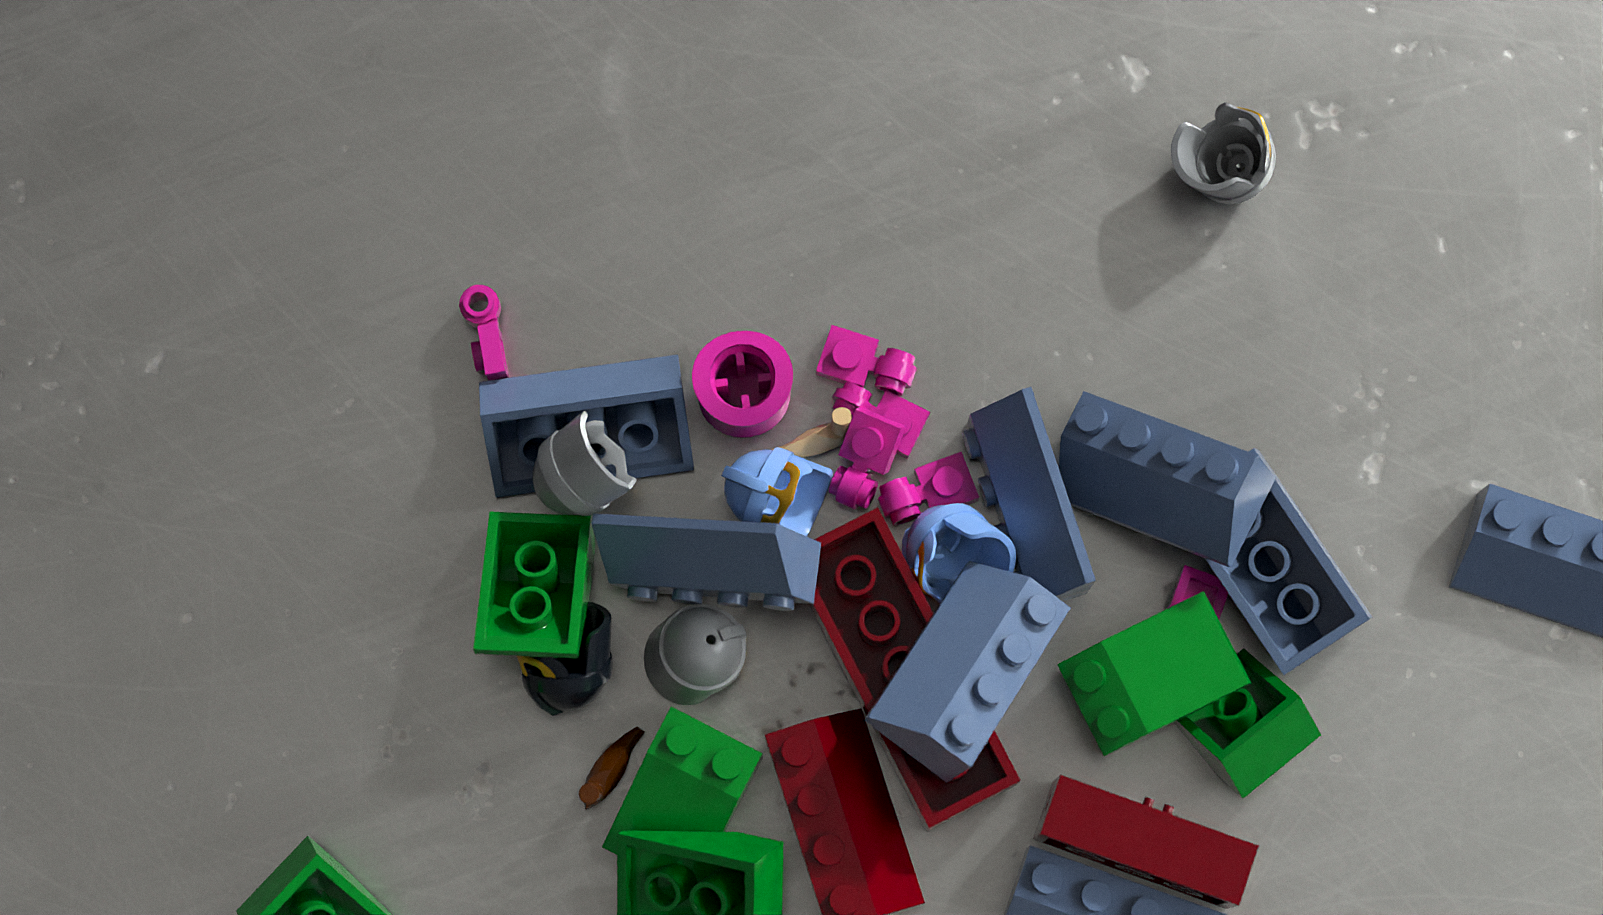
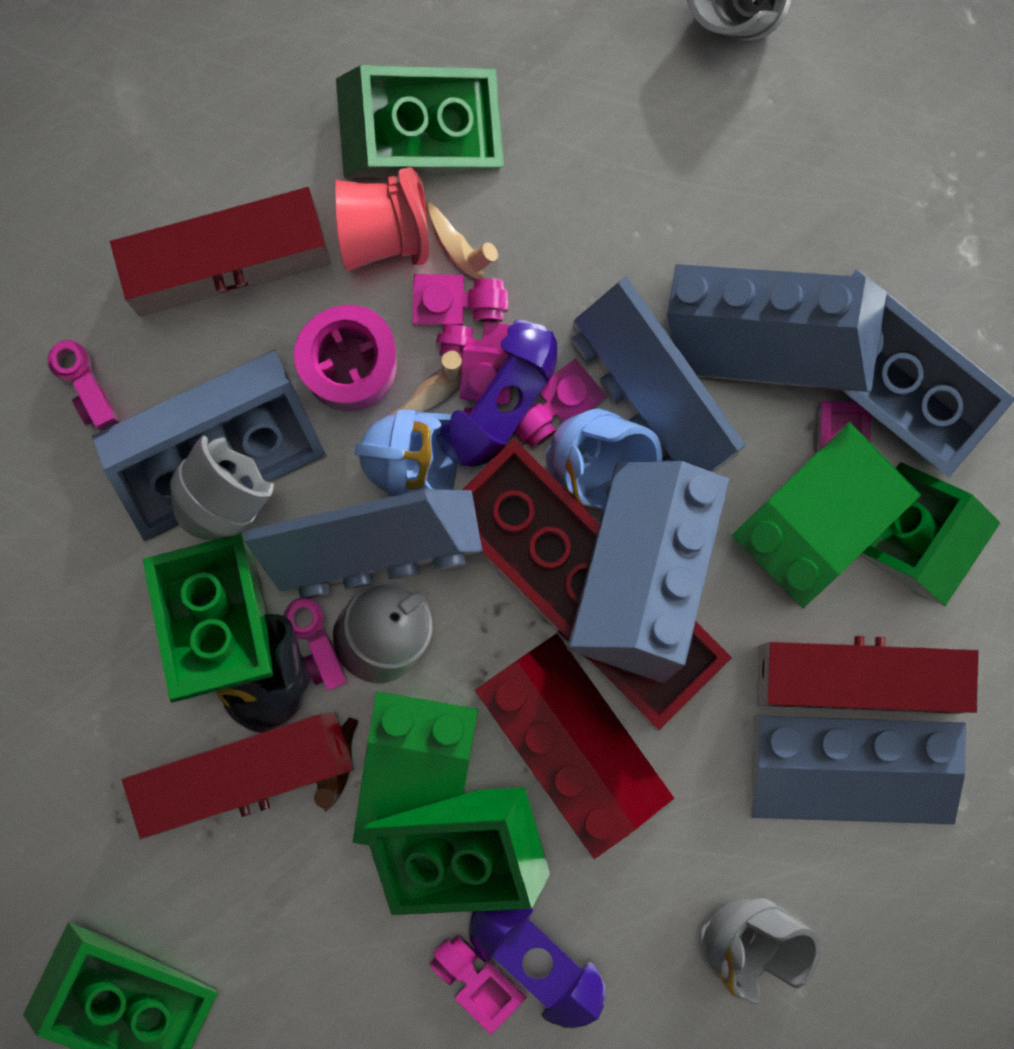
camera: 20 degrees left, 5 degrees up
(514, 744) = (237, 775): none -> dark red brick
(629, 665) = (323, 662): none -> dark pink plate
(656, 247) = (220, 252): none -> dark red brick
(817, 263) = (382, 219): none -> coral hat
(849, 493) = (484, 432): none -> dark purple piece
(881, 314) = (456, 247): none -> tan bar
(882, 182) = (418, 120): none -> green slope

